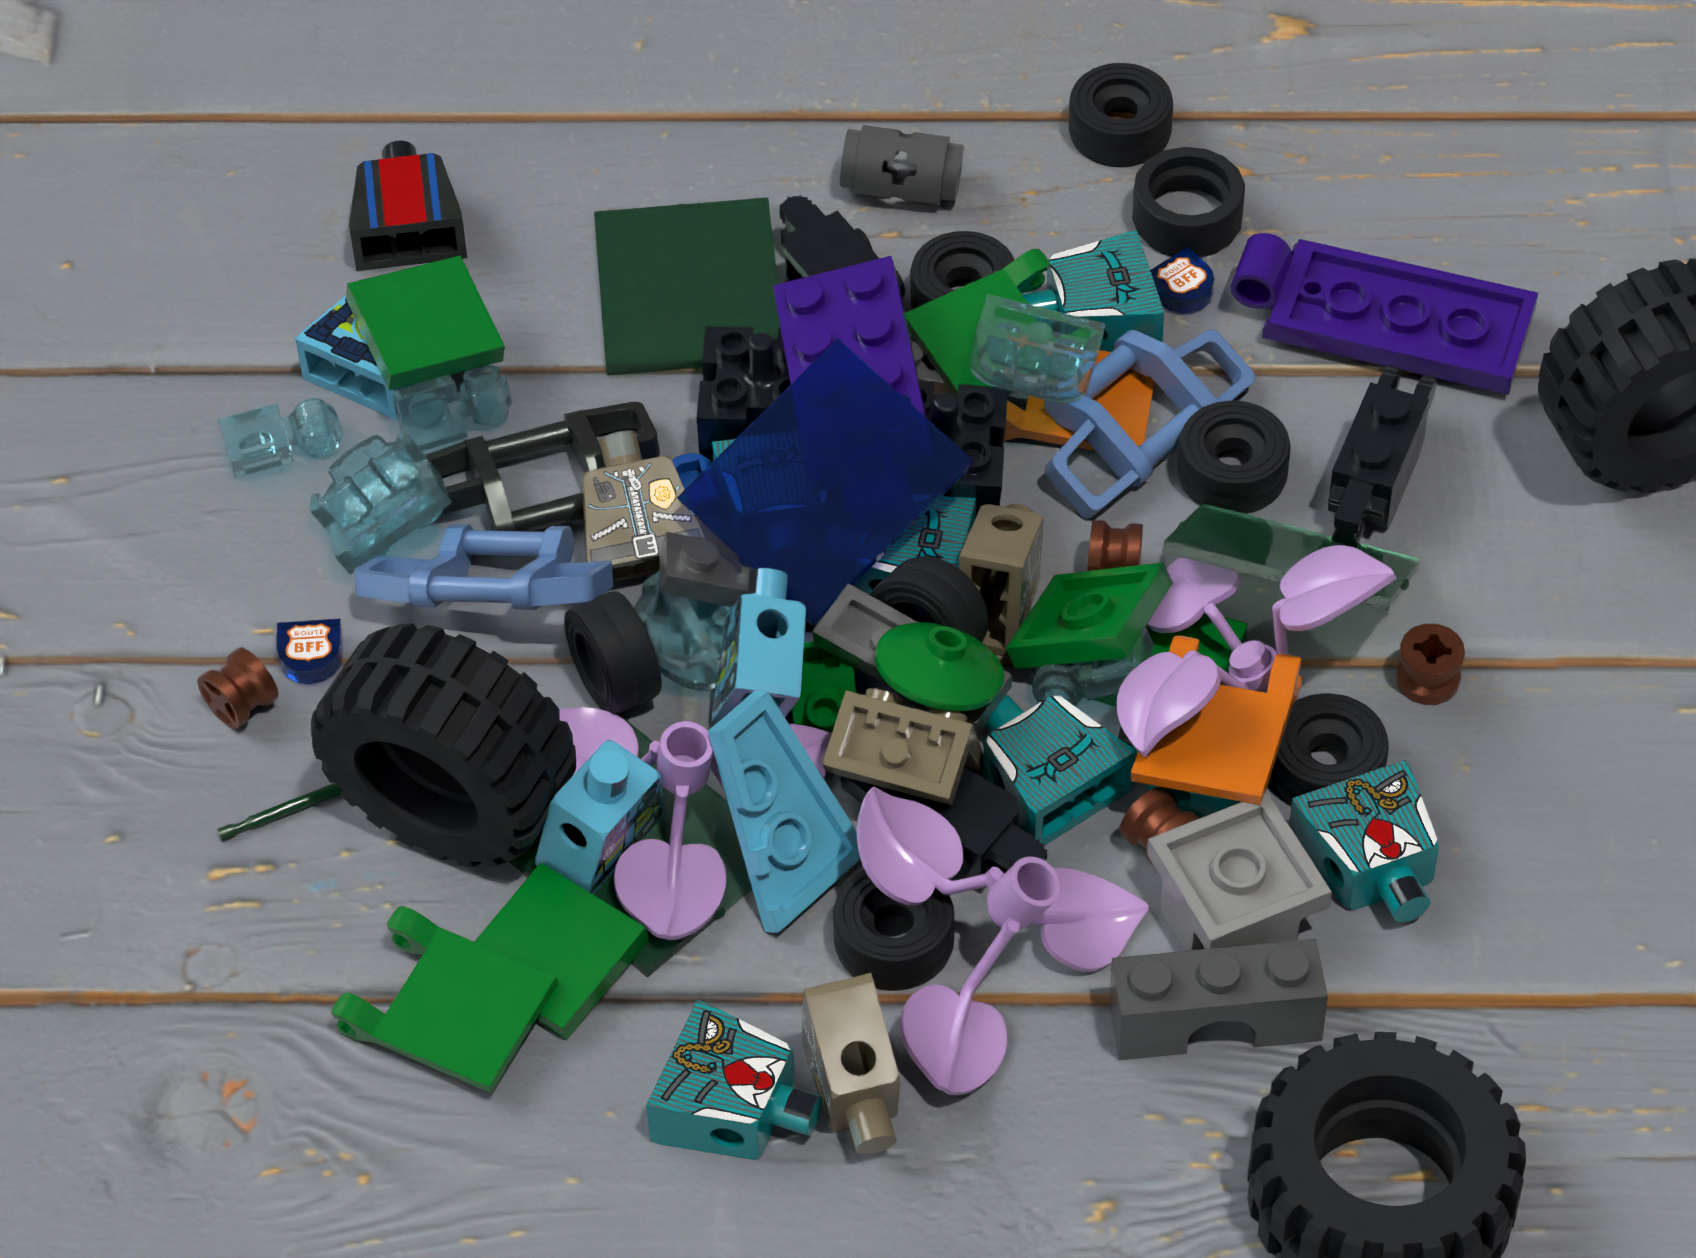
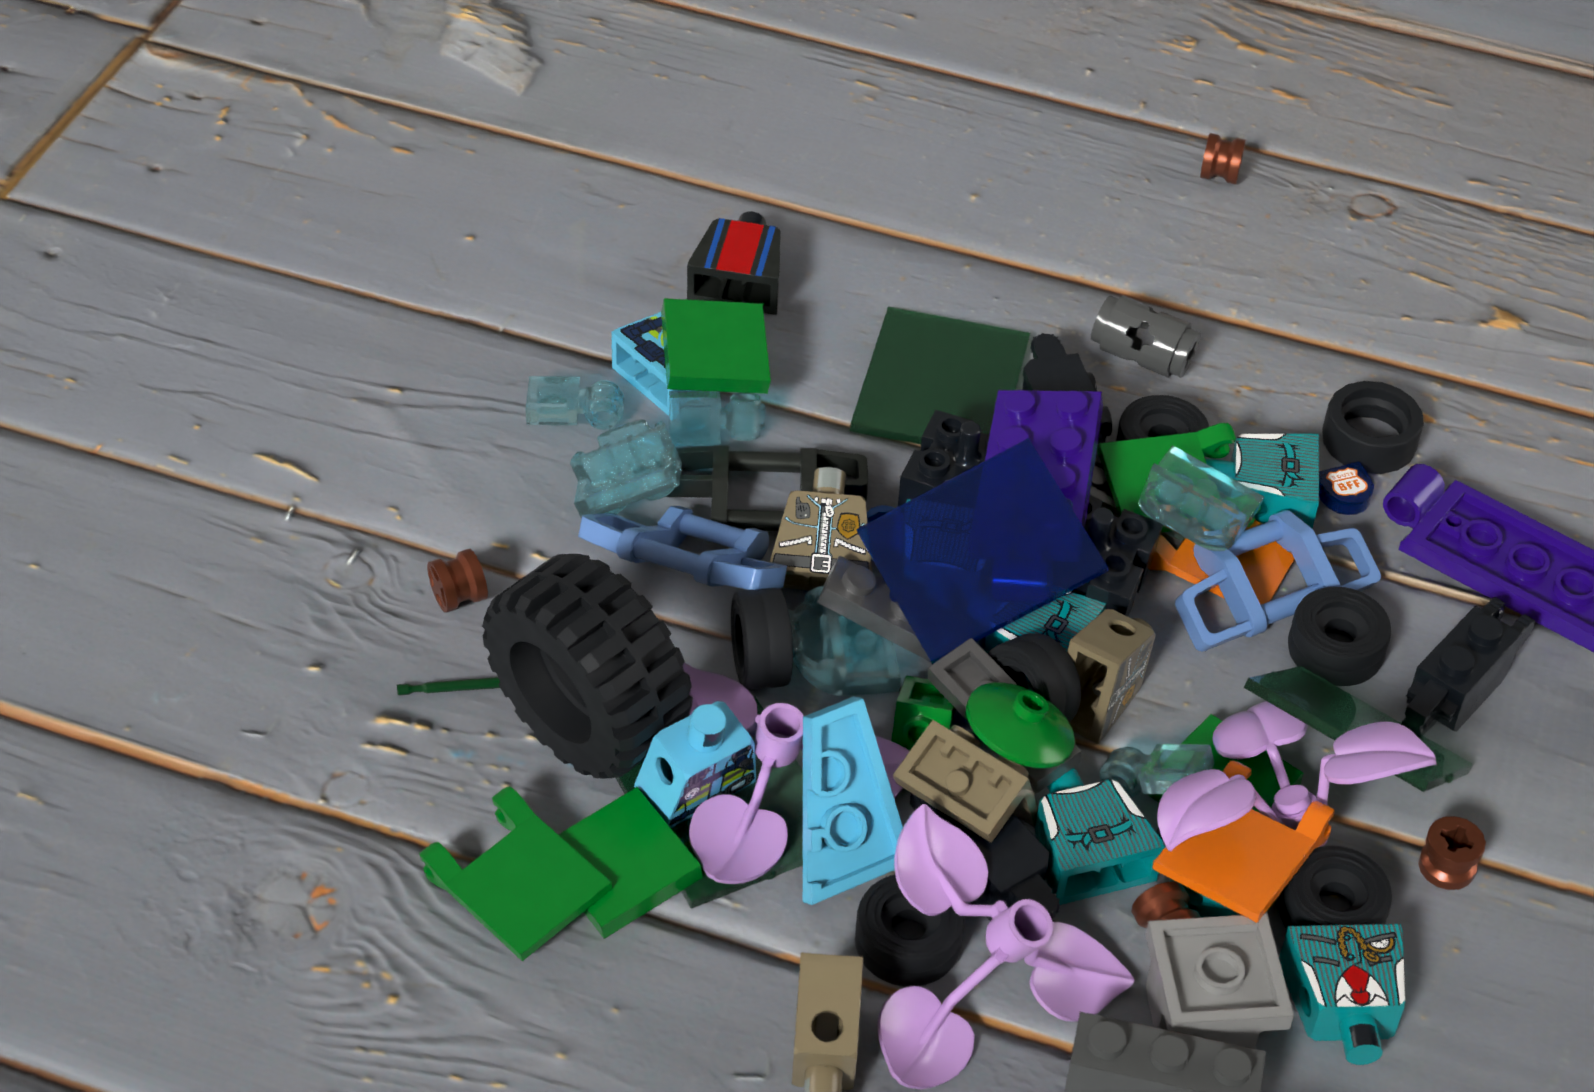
camera: 15 degrees right, 5 degrees down
(310, 649) = (521, 560): clear blue tile -> none
(727, 1089) = (715, 1019): torso -> none
(761, 645) = (884, 664): medium azure torso -> none
(1089, 616) = (1168, 725): green tile -> none
(1114, 546) = (1210, 682): copper wheel -> none
(1126, 89) = (1341, 326): black tyre -> none

